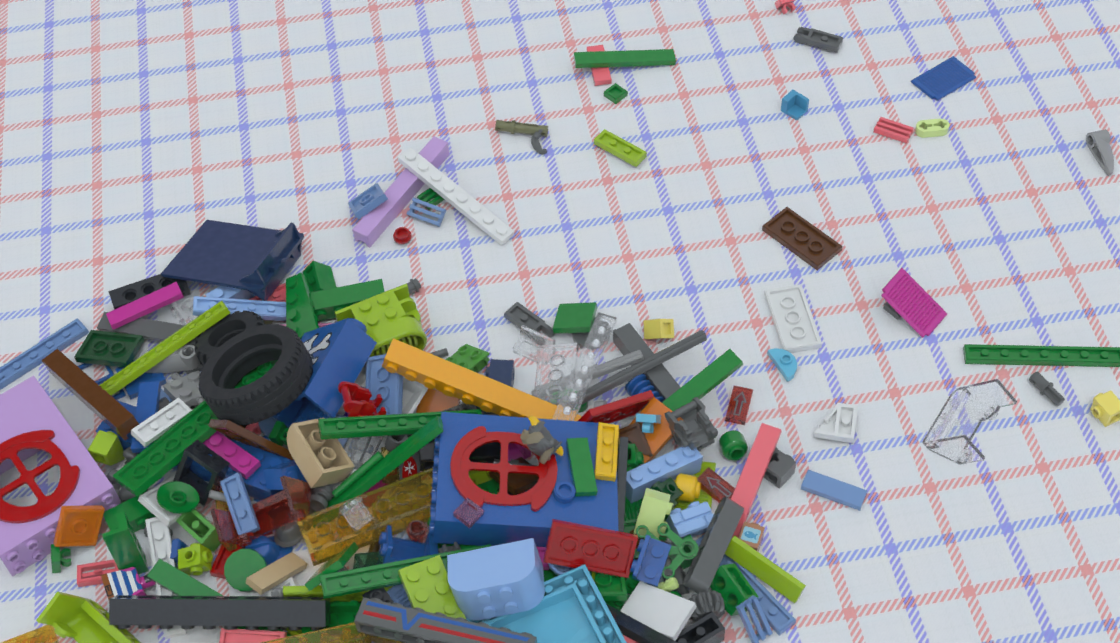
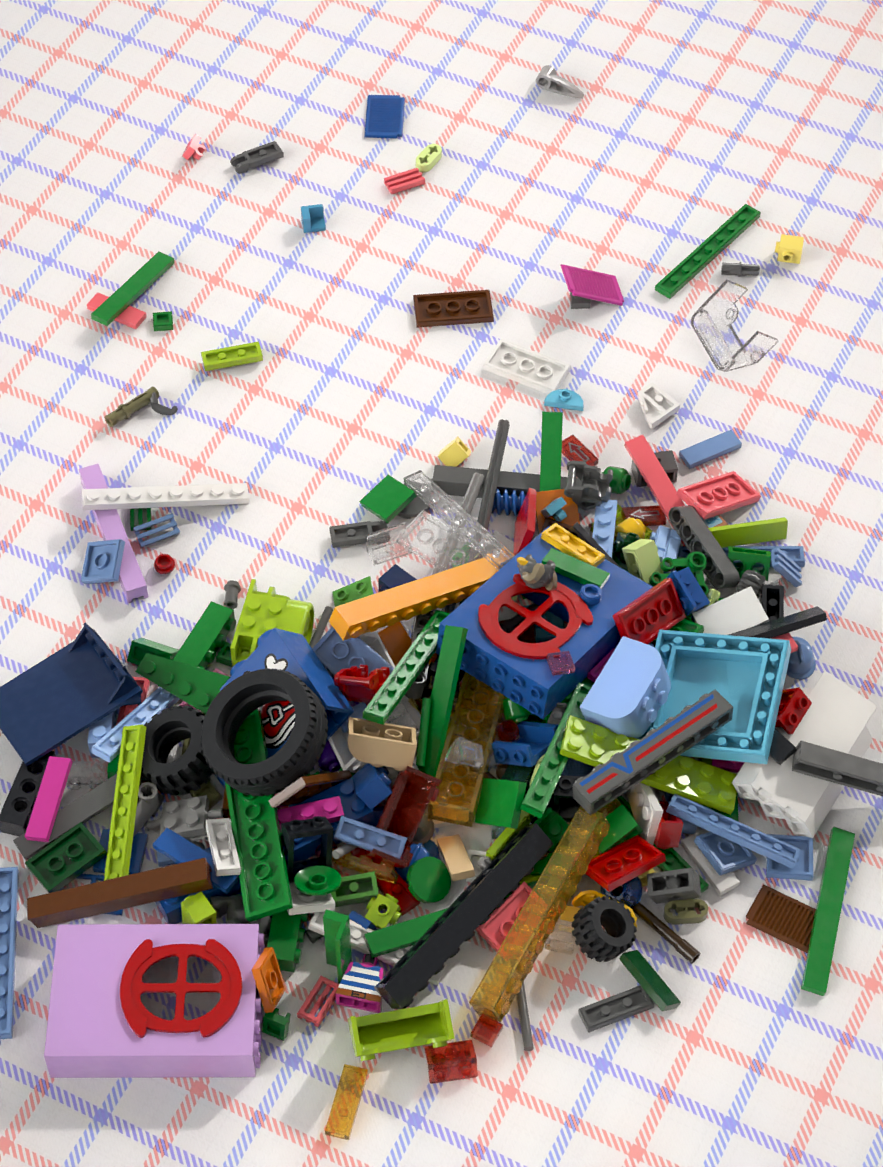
camera: 55 degrees left, 0 degrees up
(783, 524) = (719, 495): none -> coral tile

